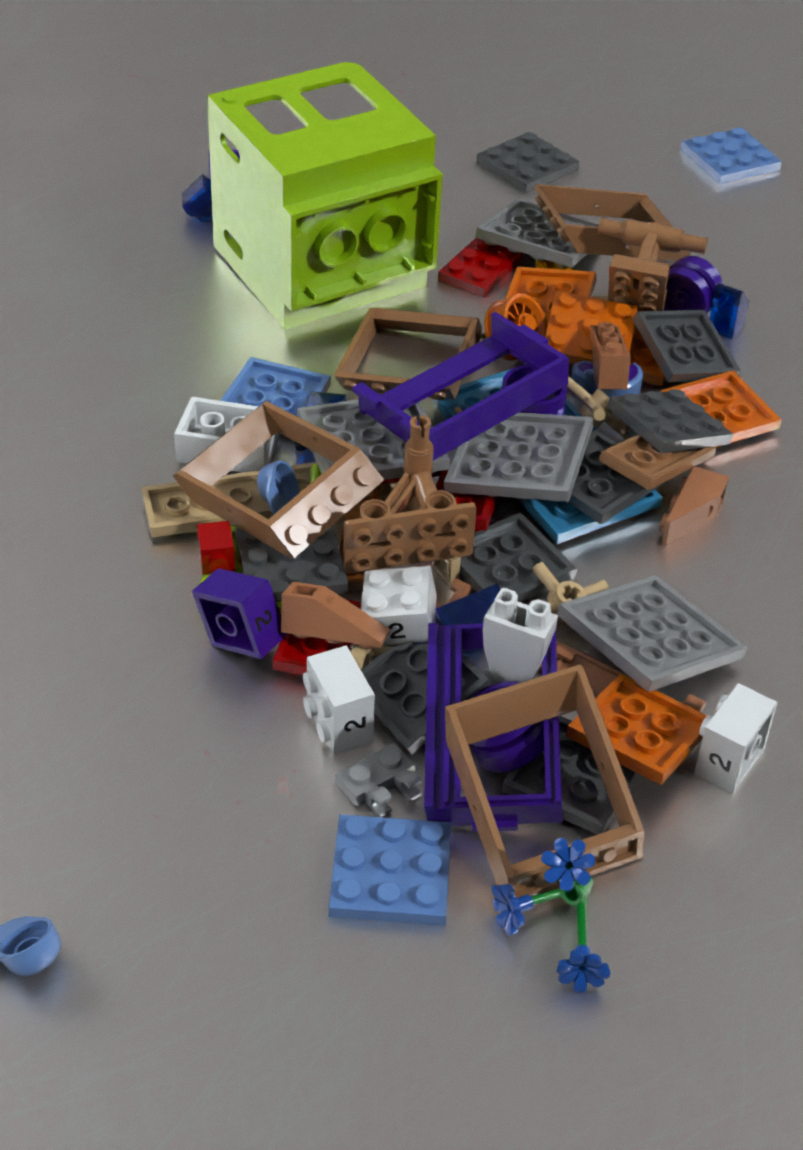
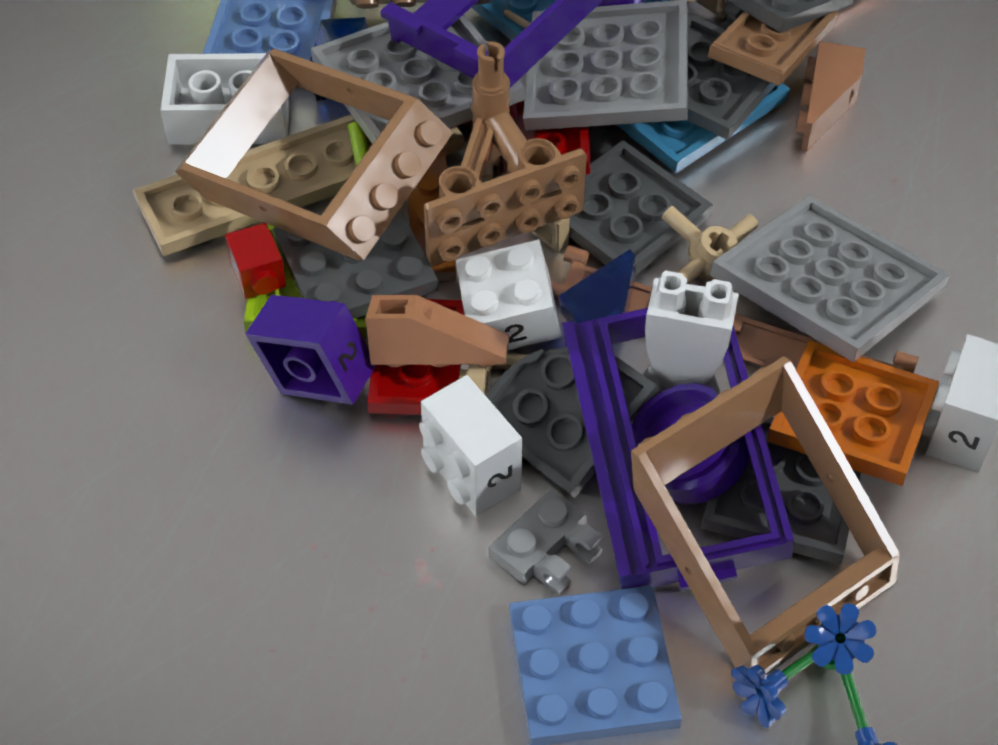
camera: 10 degrees left, 10 degrees up
(277, 484) = (315, 163): medium blue cap -> none

